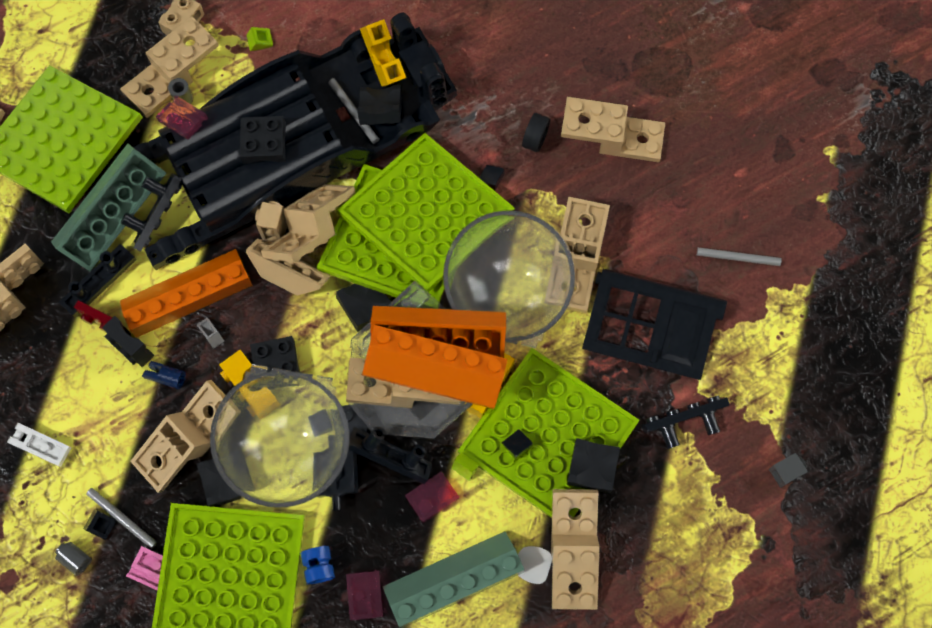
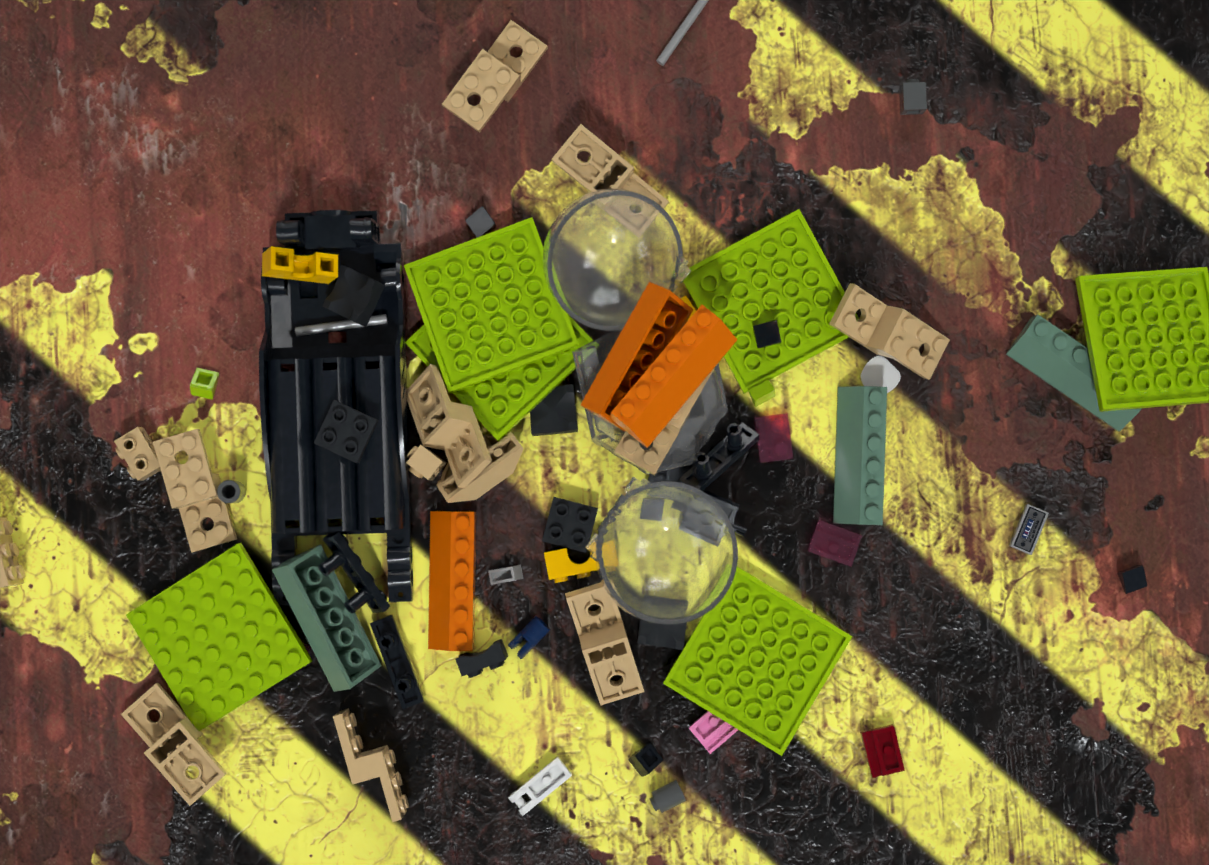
camera: 65 degrees left, 15 degrees up
(91, 314) = (433, 683): dark red plate -> none
(121, 518) = (650, 736): light grey bar -> none
(181, 117) = (278, 502): clear pink plate -> none
(317, 573) = (795, 574): blue wheel -> none
(536, 132) = (460, 154): black tyre -> none
(593, 466) = (824, 275): black brick -> none
(680, 329) = (730, 122): black door -> none
(705, 411) = (812, 173): black plate -> none

